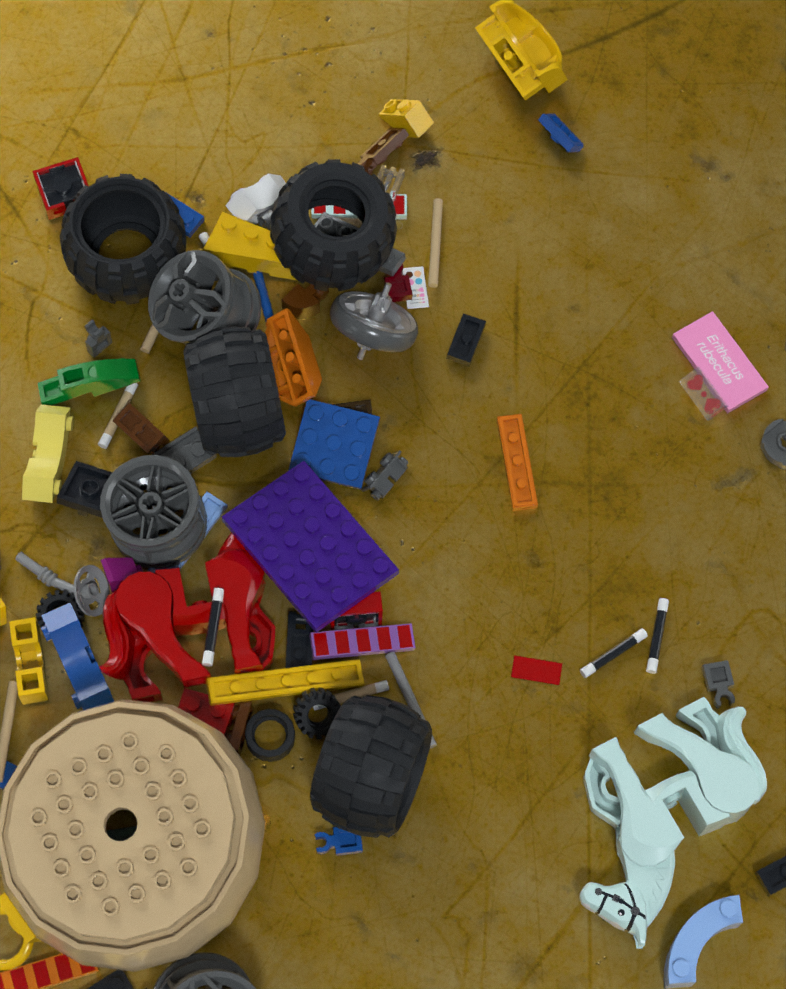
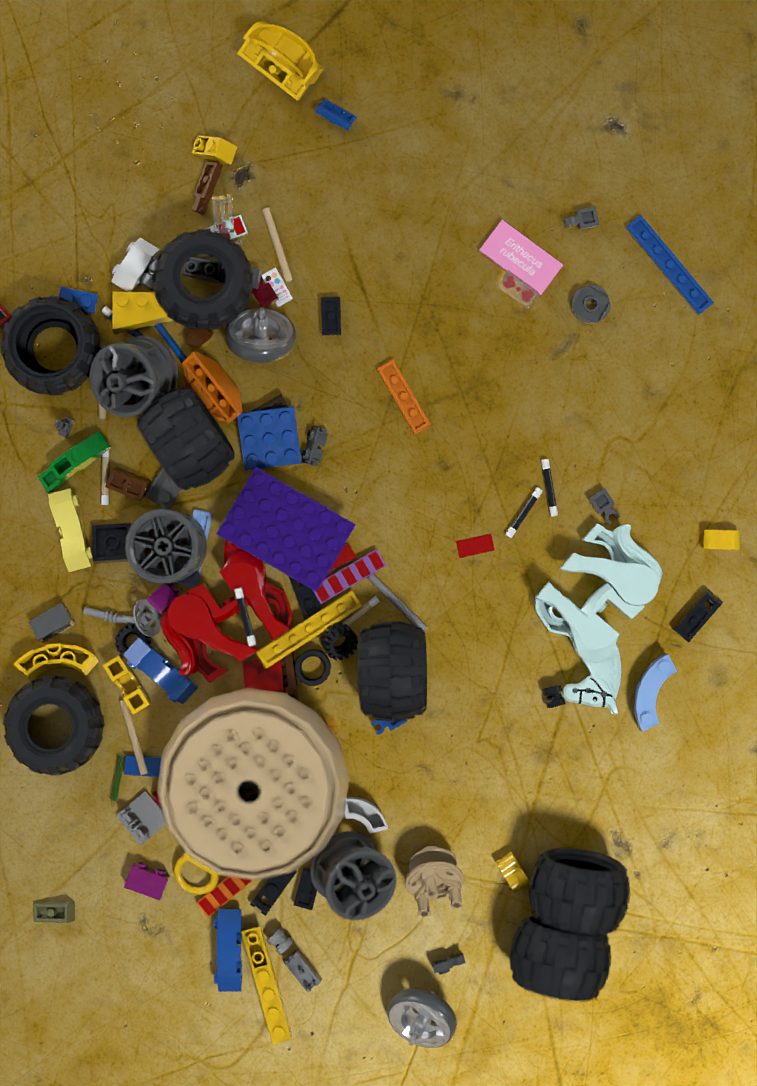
camera: 15 degrees left, 20 degrees up
(259, 944) = (367, 813): none -> white brick
(567, 895) = (554, 701): none -> black wheel

